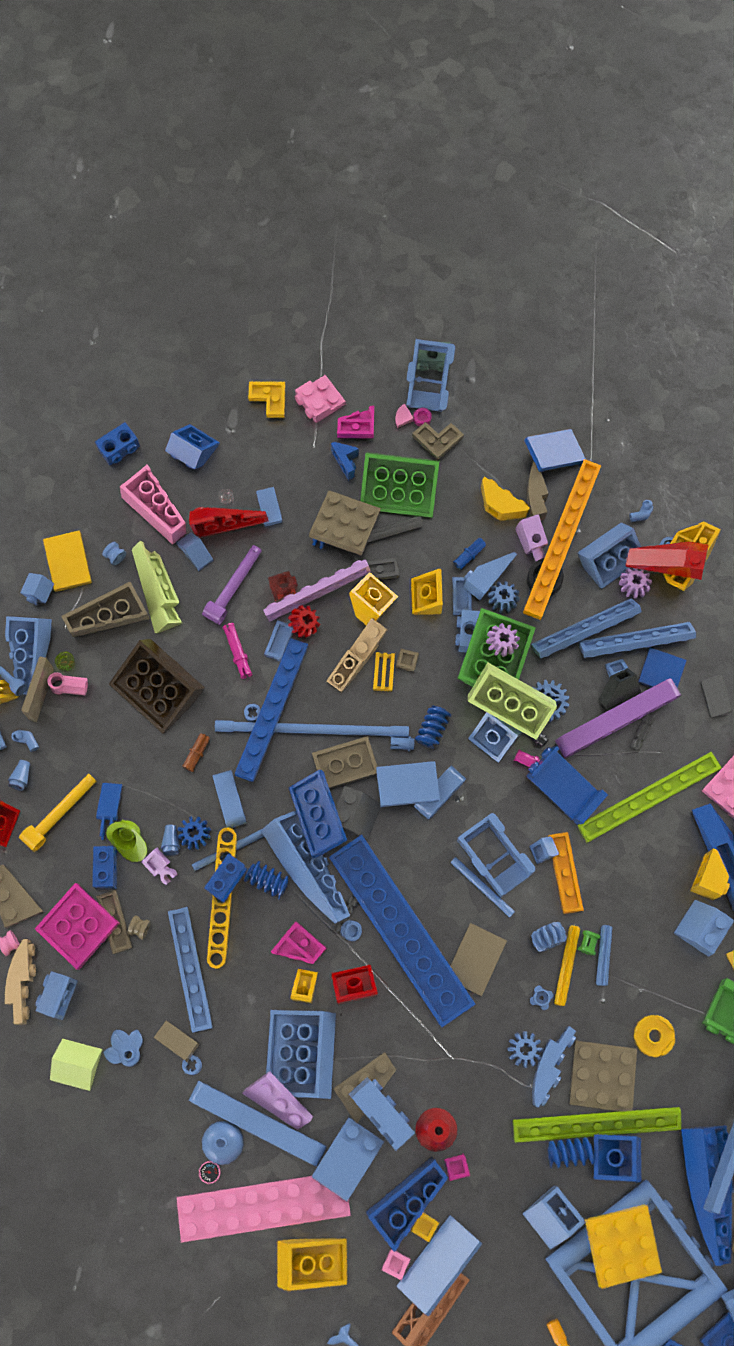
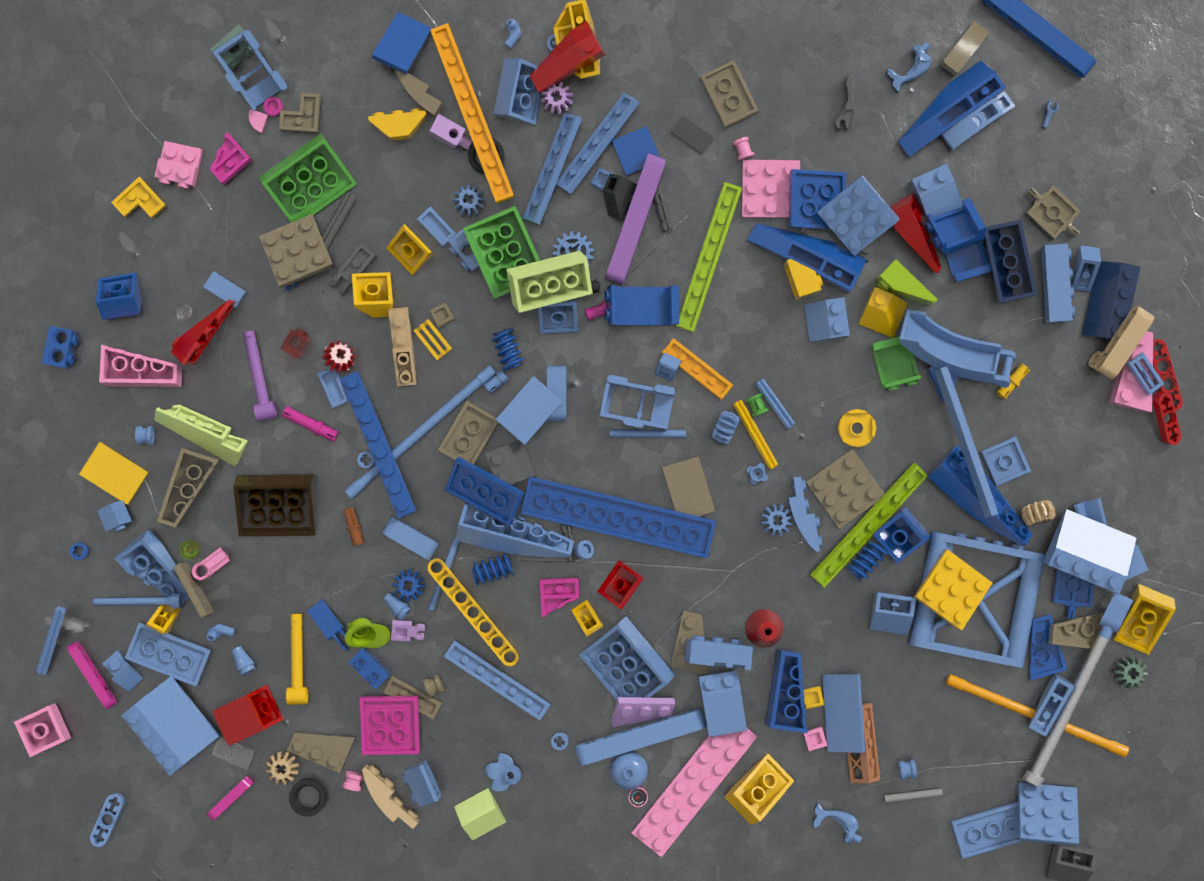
camera: 40 degrees left, 15 degrees up
(176, 1041) = (534, 735): dark tan tile -> none
(195, 551) = (202, 376): medium blue slope -> none
(226, 878) = (466, 599): blue panel -> none
(317, 590) = (328, 316): lavender plate -> none
(344, 455) = (242, 196): blue slope -> none
(457, 1167) = (800, 640): dark pink tile -> none
(469, 553) = (412, 188): blue axle -> none
(486, 575) = (441, 197): medium blue slope -> none
(502, 633) = (496, 235): lavender gear -> none

